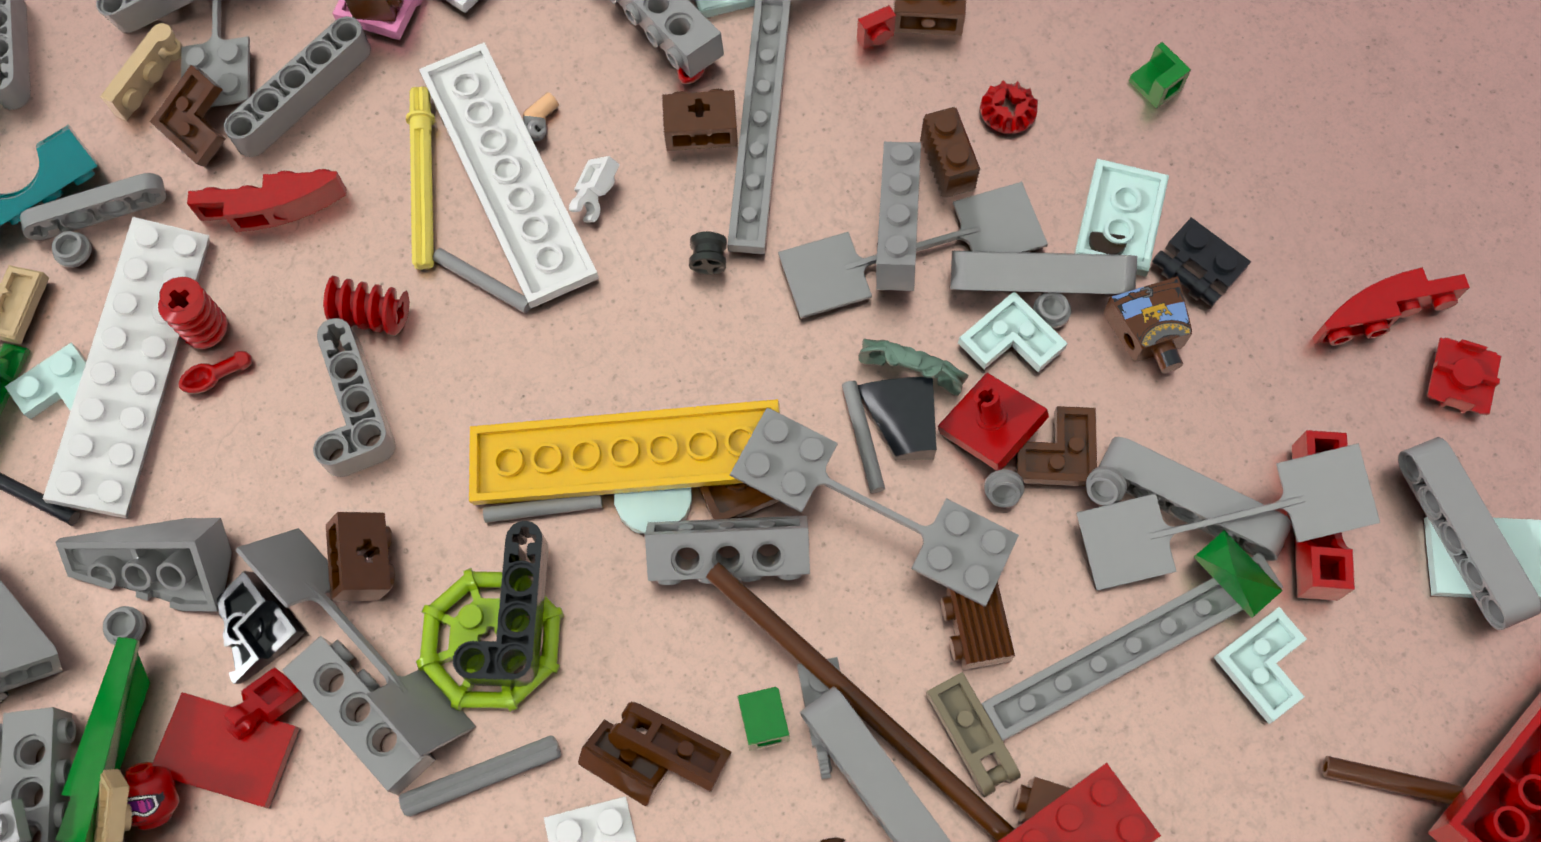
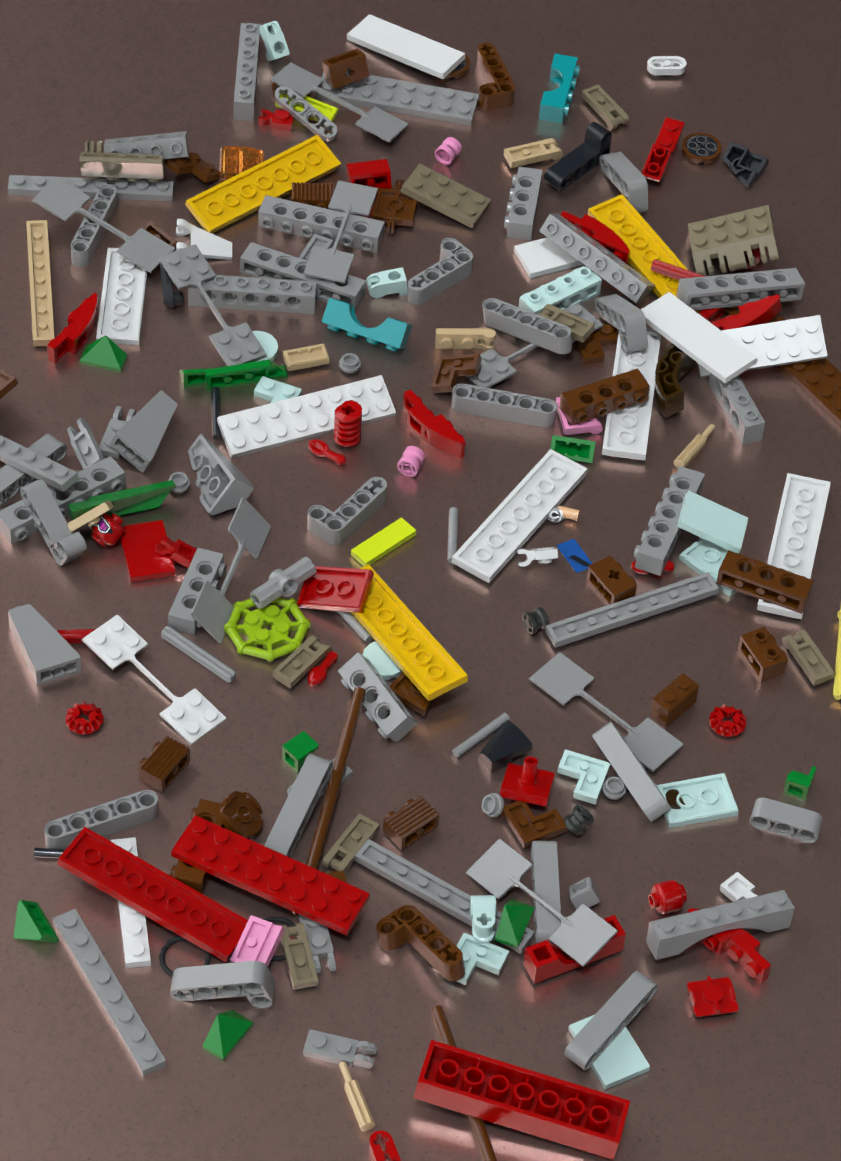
camera: 55 degrees right, 20 degrees down
(93, 206) = (378, 359): light grey beam -> none
(255, 625) = (211, 532): black slope -> none
(312, 259) = (411, 461): none -> bright pink wheel
(349, 573) = (262, 560): reddish brown brick -> none
(366, 309) = (402, 492): red piece -> none
(421, 124) = (523, 464): light yellow axle -> none
(433, 40) = (574, 448): none -> green slope
(435, 383) = (383, 542): none -> neon yellow tile
(435, 574) = (283, 582): none -> light grey piece
(488, 498) = (336, 589): none -> red tile
(513, 604) = (286, 624): black beam -> none
(589, 624) = (301, 661): none -> dark tan plate
(616, 141) = (574, 555): none -> blue sticker
(621, 607) = (319, 673): none -> red piece
(621, 768) = (242, 709): reddish brown slope -> none
(670, 745) = (262, 720): reddish brown plate -> none
(876, 27) = (729, 635): red plate -> none
(882, 351) = (531, 719): sand green piece -> none
(898, 216) = (615, 689): light grey brick -> none
(957, 548) = (439, 789): light grey hinge -> none
(1093, 386) = (578, 820): none -> pearl dark grey wheel
(1106, 485) = (522, 843): light grey plate -> none
(1152, 322) = (638, 834): torso -> none
(1207, 256) = (702, 849): black plate -> none
(1213, 612) = (483, 917): none -> light aqua piece
(1215, 127) = (786, 820): none -> light grey beam
(1215, 448) = (584, 893): none -> light grey slope
(1227, 724) = (411, 926): none -> reddish brown beam
(1280, 342) = (667, 896): none -> red head
(1305, 247) = (737, 888): none -> white plate
(1368, 357) = (677, 933): none -> light grey arch

